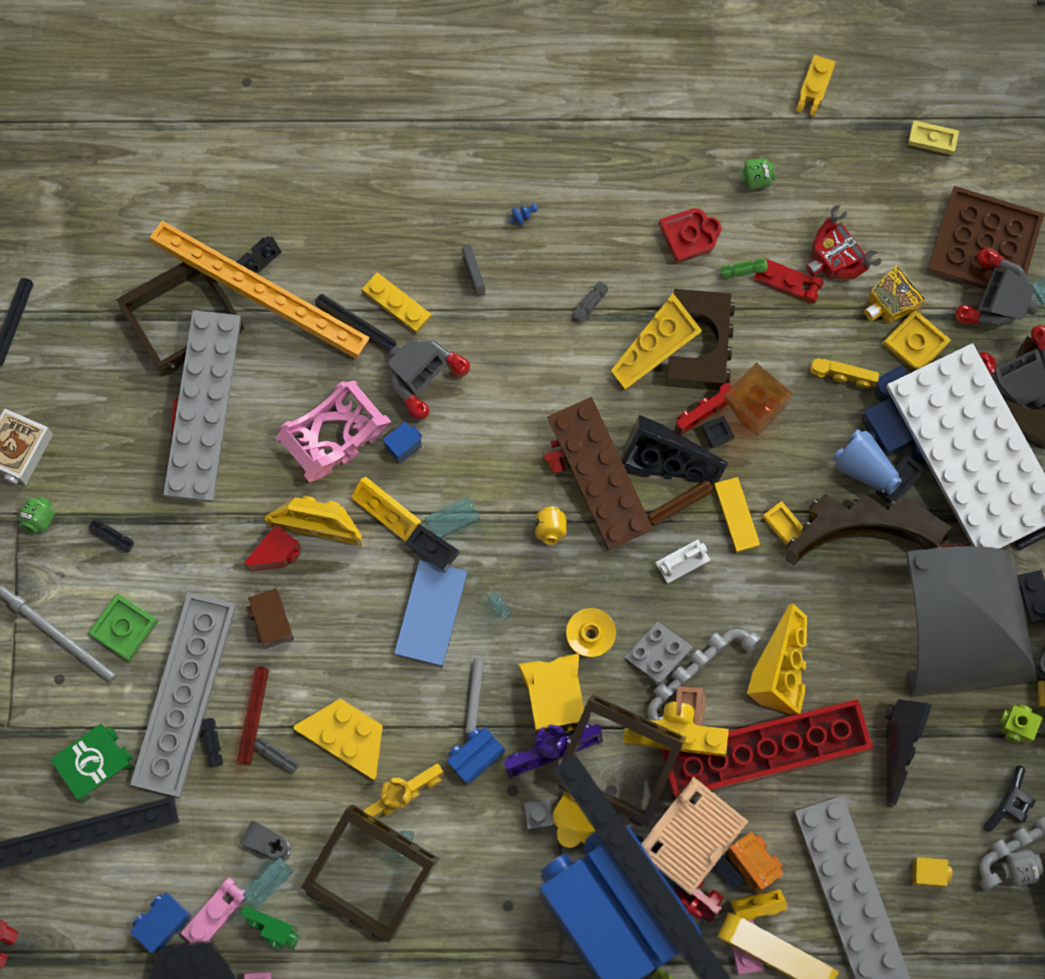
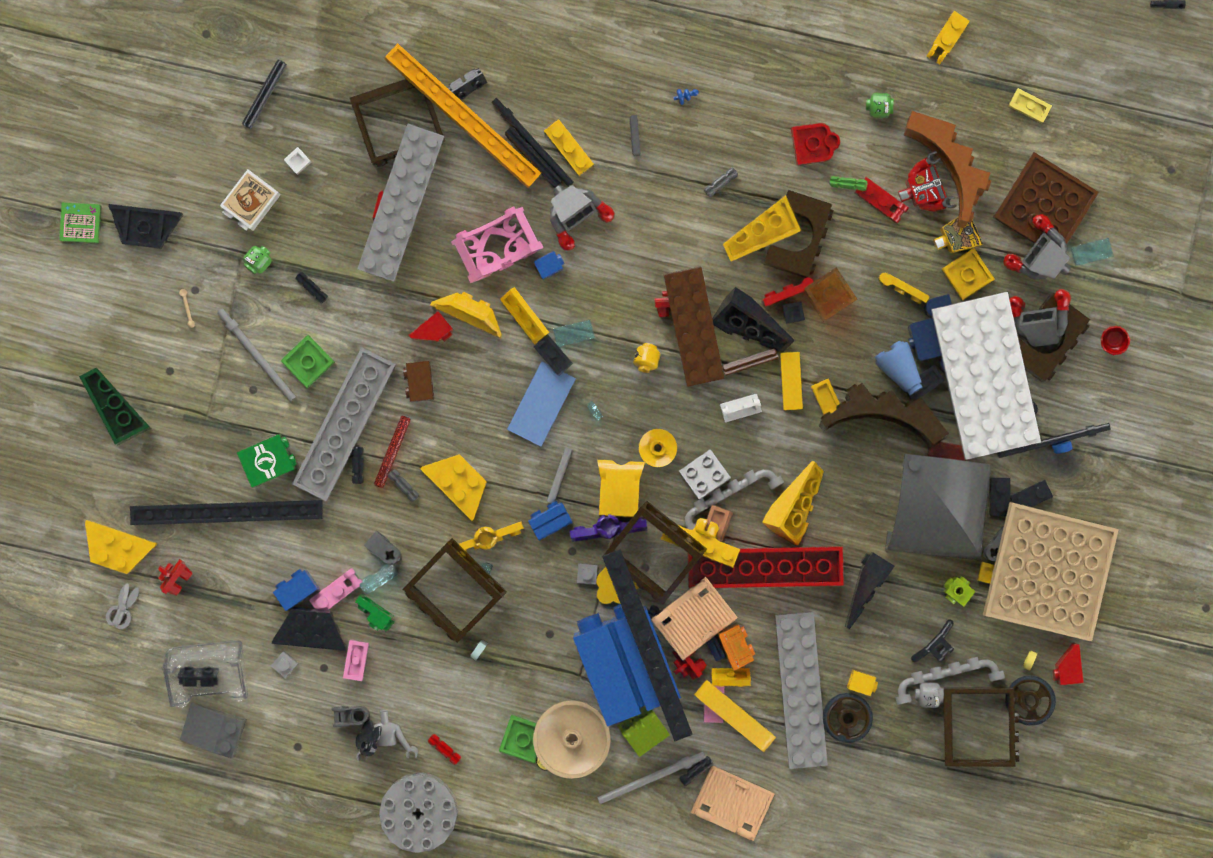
camera: 10 degrees right, 15 degrees up
(66, 388) = (297, 160): none -> white plate
(314, 281) = (507, 114): none -> black bar
(418, 947) = (478, 650): none -> light aqua tile
(865, 210) = (940, 137): none -> dark orange arch
(924, 947) = (842, 734): none -> dark brown wheel

